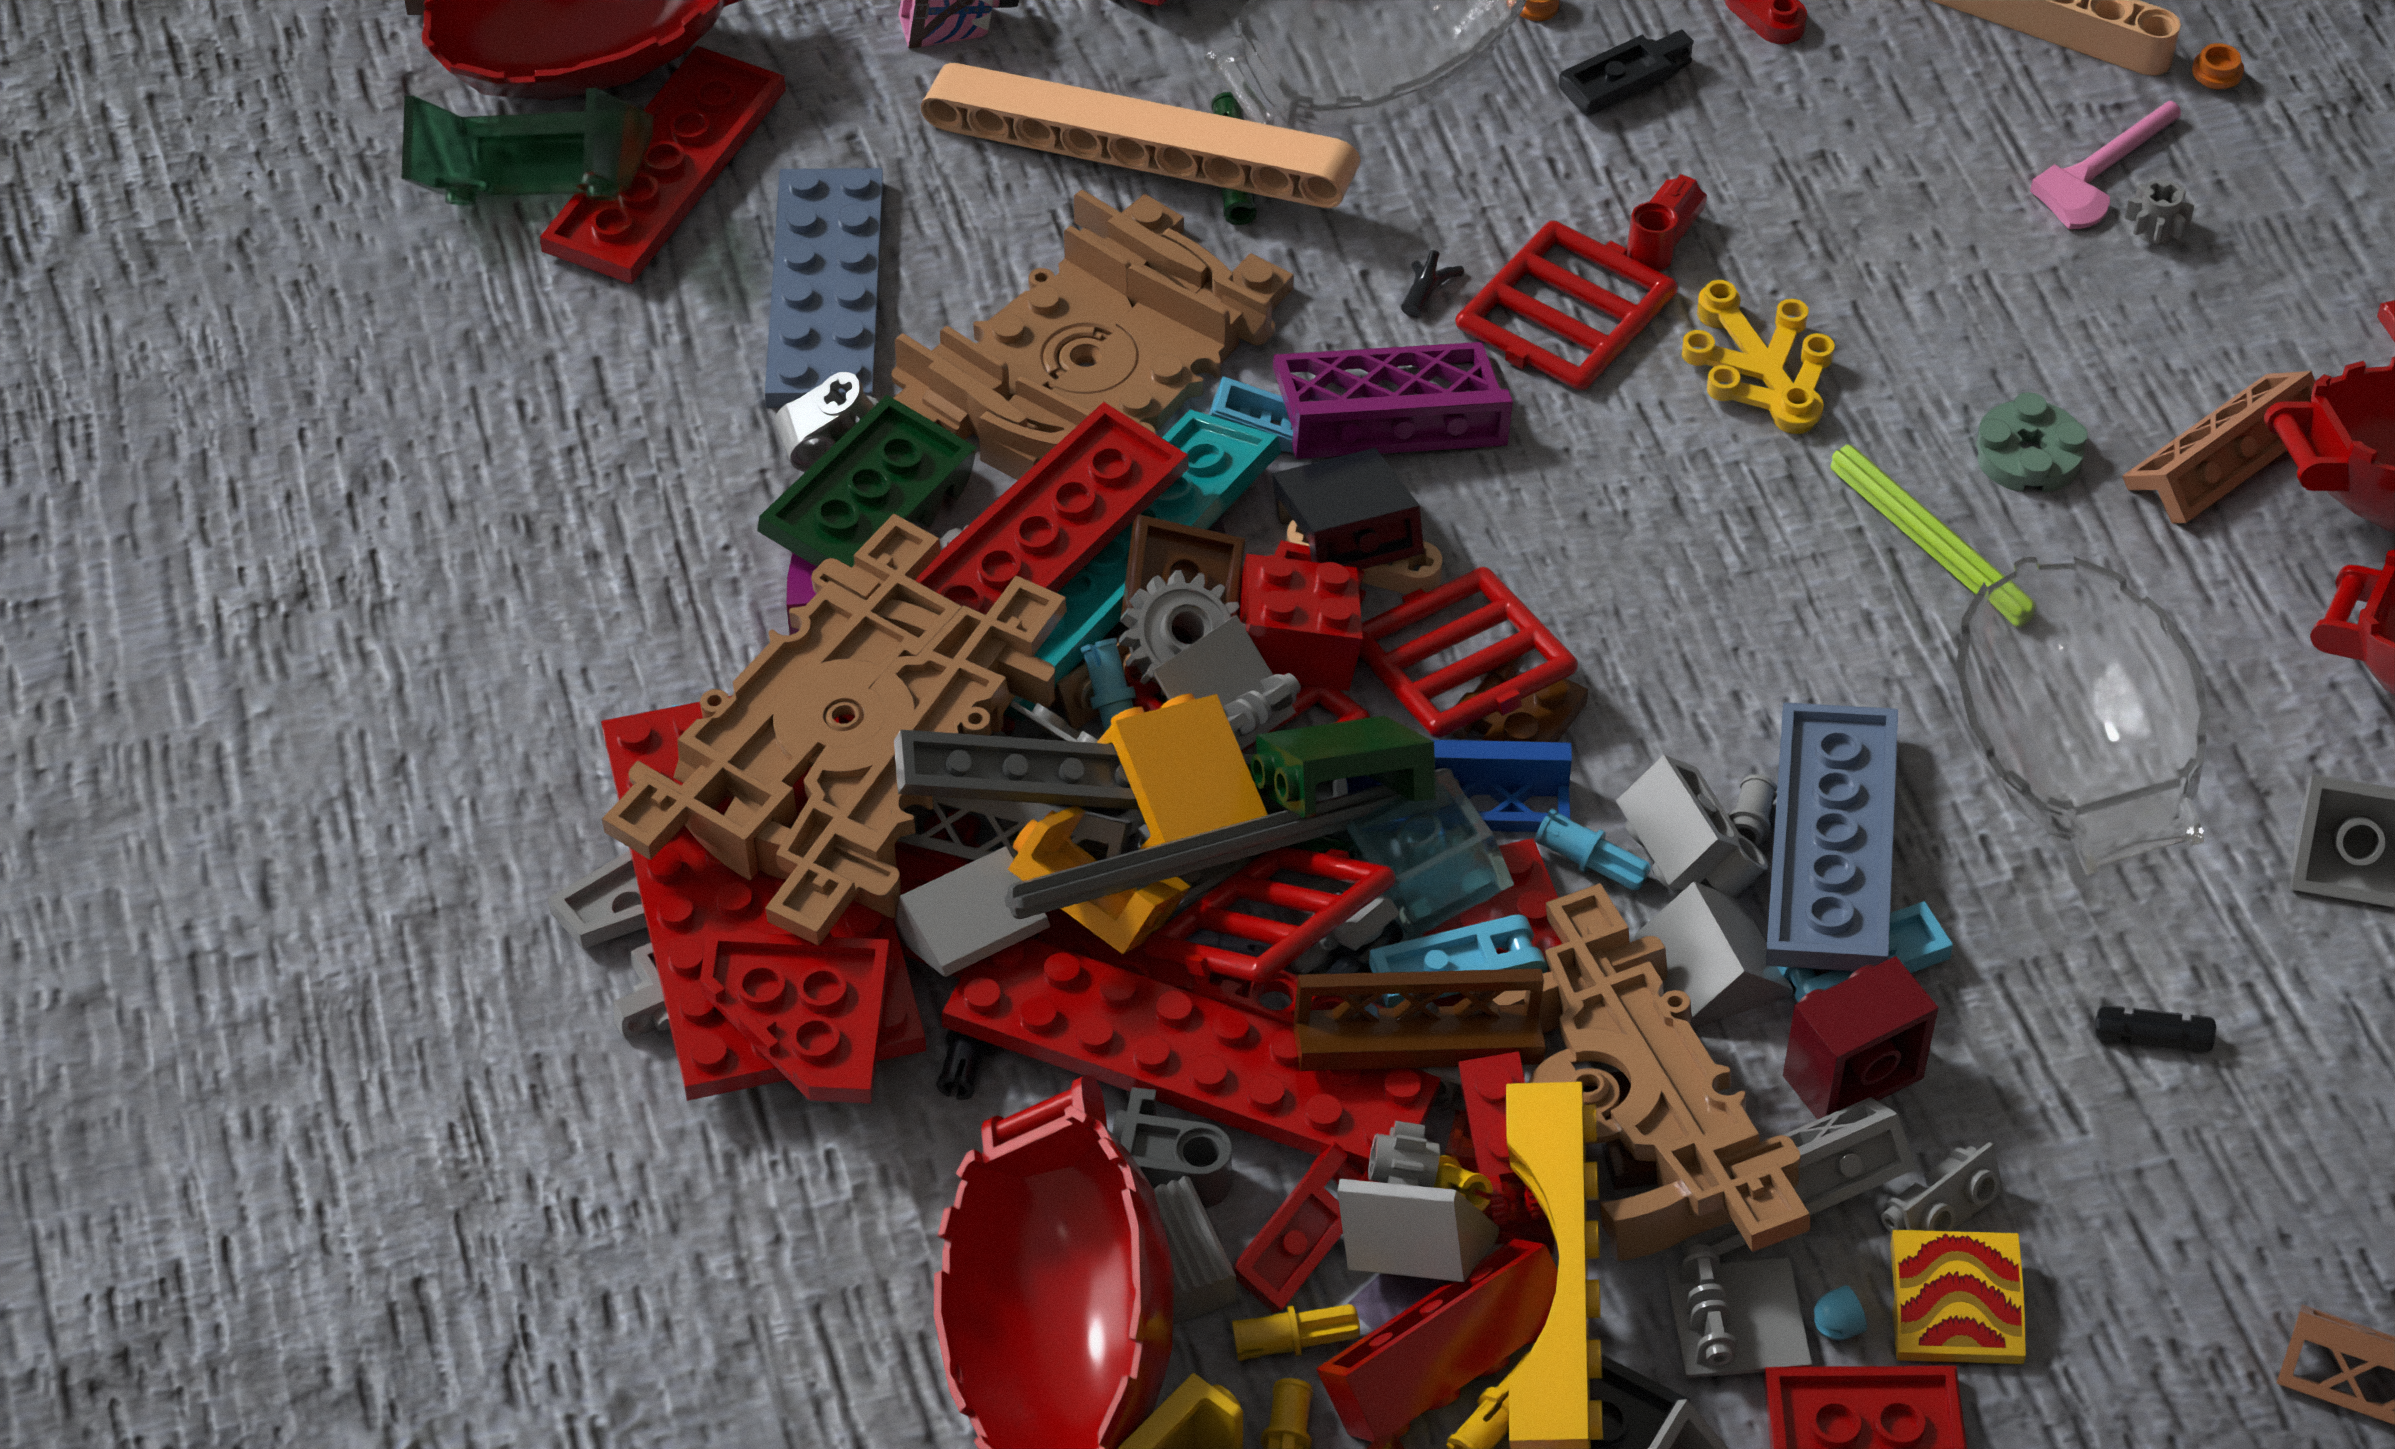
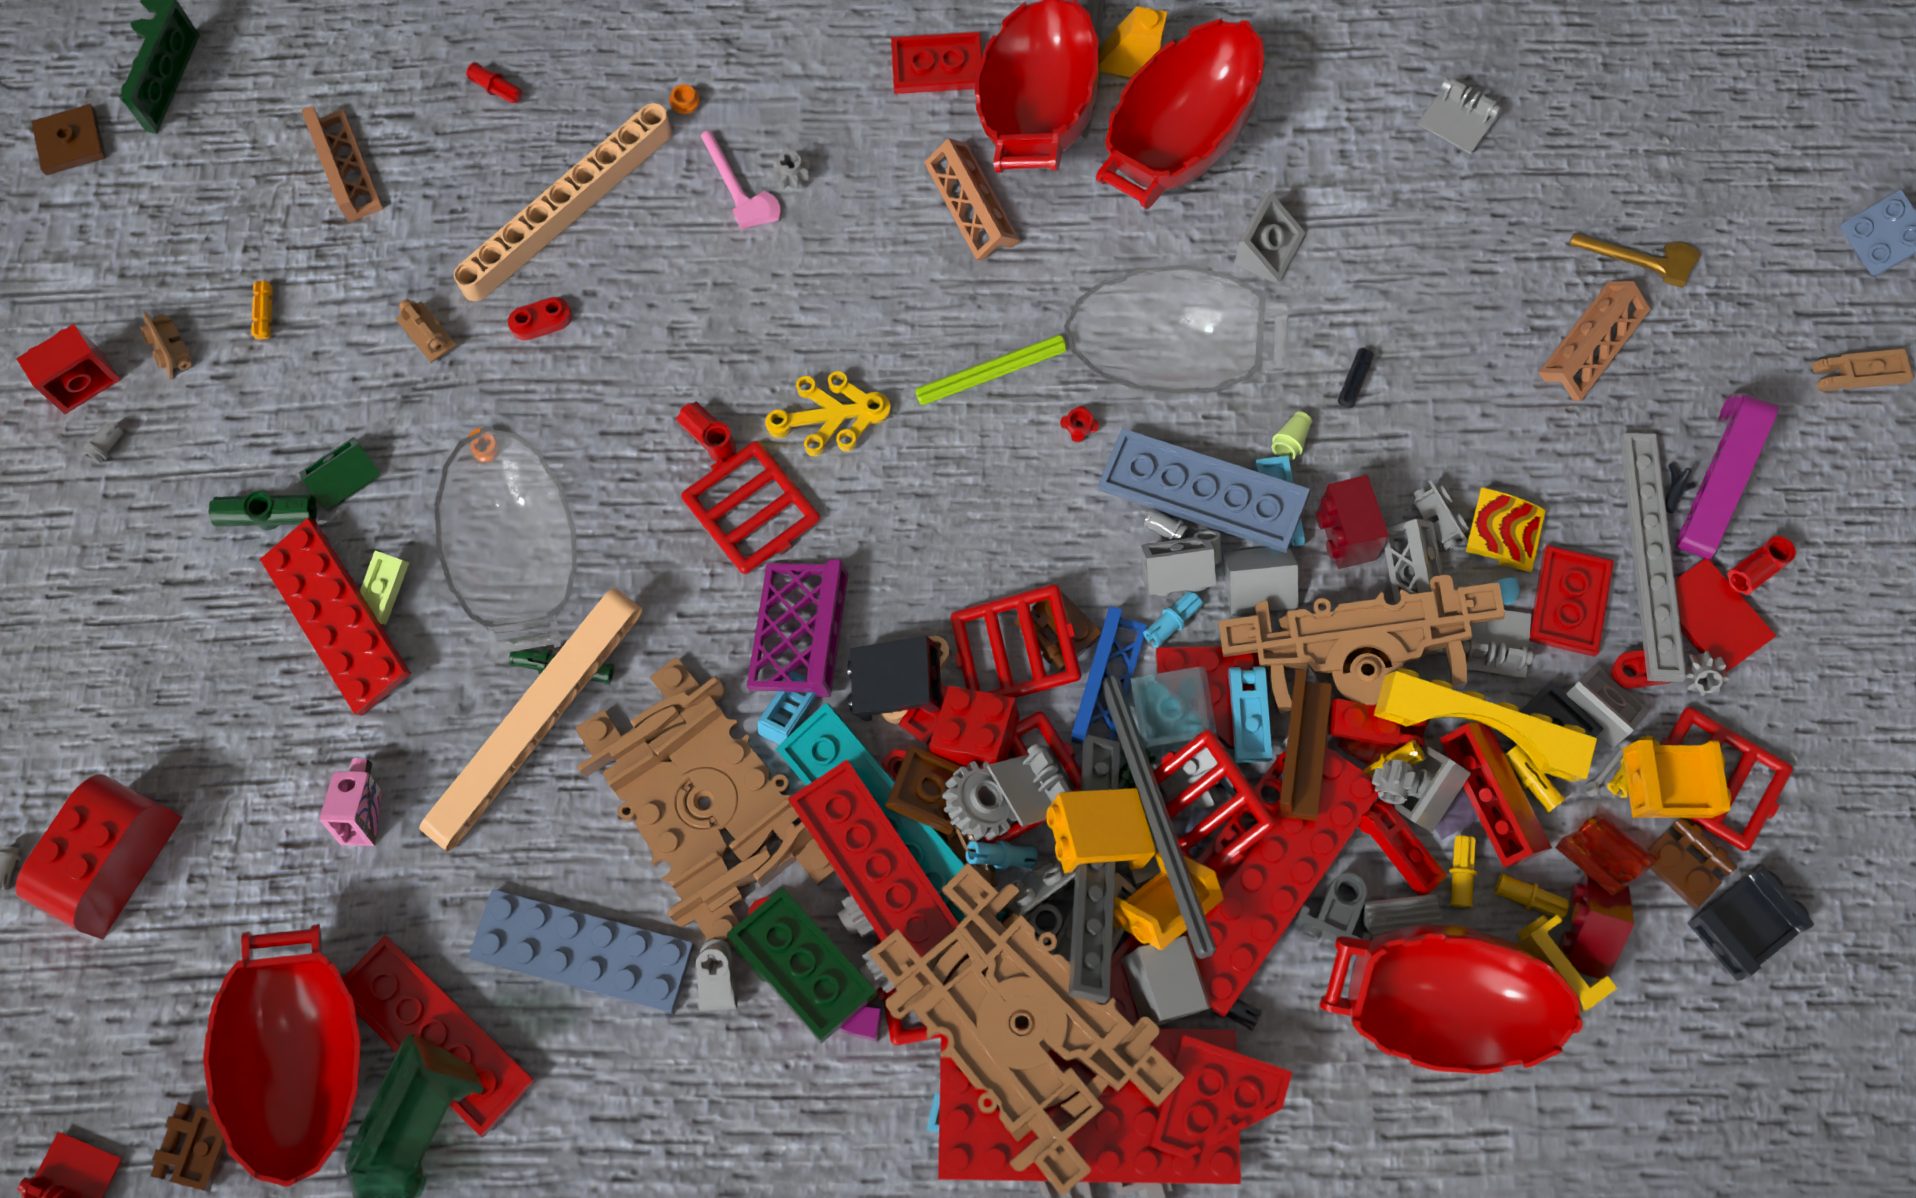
camera: 70 degrees left, 20 degrees up
(1298, 759) = (1120, 735): dark green panel -> none
(1425, 282) = (705, 581): black bar -> none
(1625, 71) = (571, 415): black hinge -> none
(1888, 664) = (1082, 415): none -> red plate
(1996, 952) = (1292, 436): none -> yellowish green cone
(2034, 421) = (943, 280): sand green plate -> none

